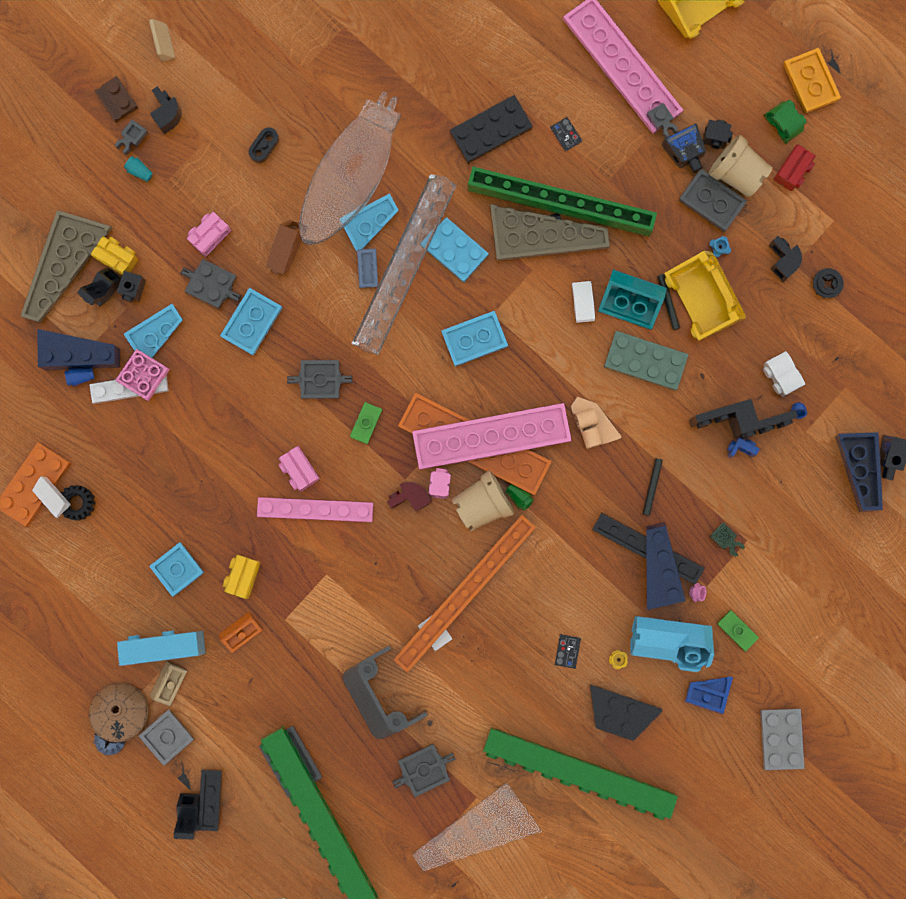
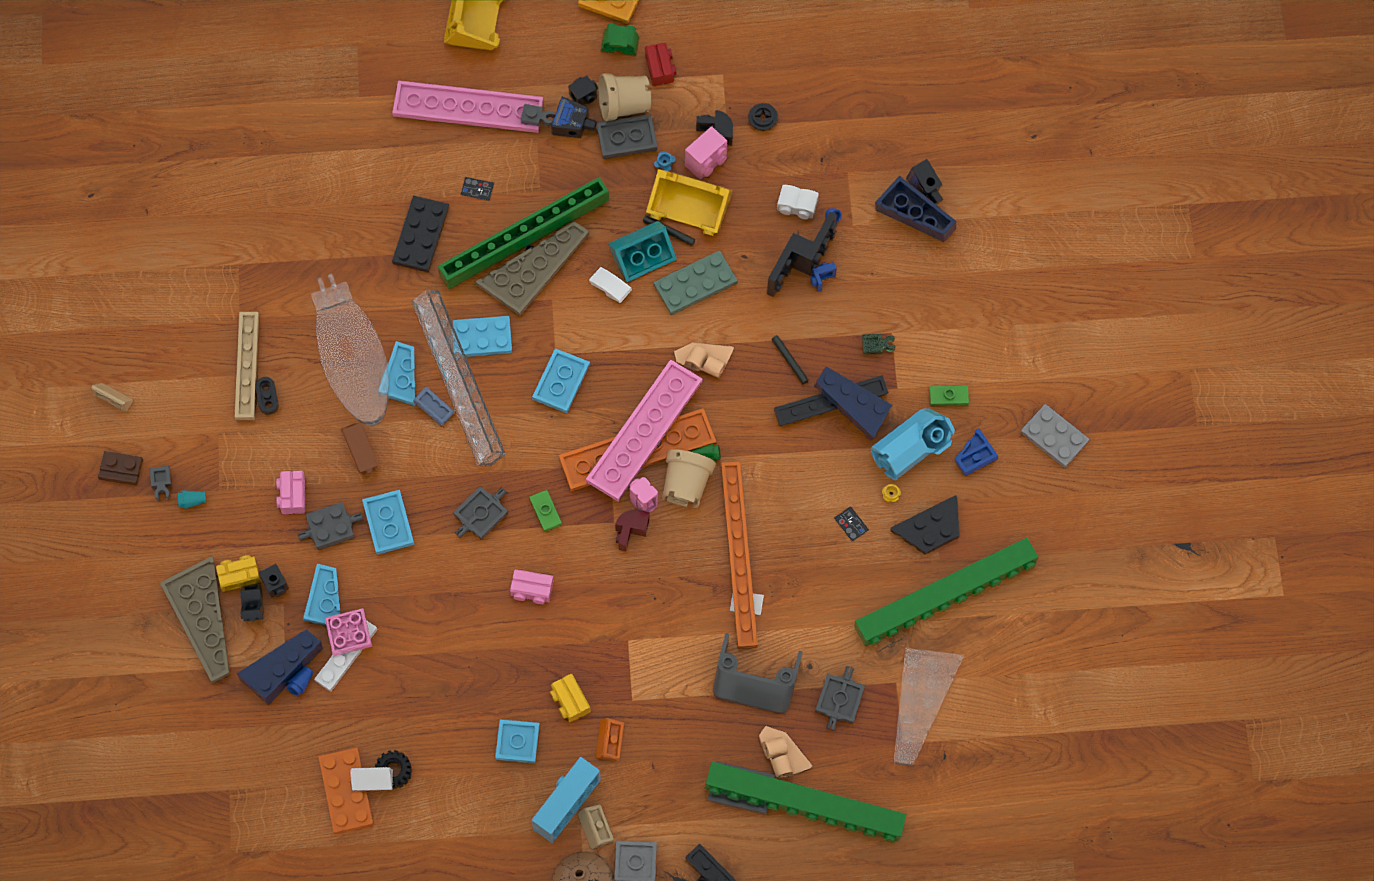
camera: 50 degrees left, 15 degrees down
(168, 114) = (171, 438): black brick -> none
(272, 108) = (247, 366): none -> tan plate
(315, 509) = (572, 604): bright pink plate -> none
(344, 765) = (783, 753): none -> light nougat panel
(698, 592) = (895, 396): bright pink plate -> none
(754, 271) = (706, 153): none -> bright pink brick

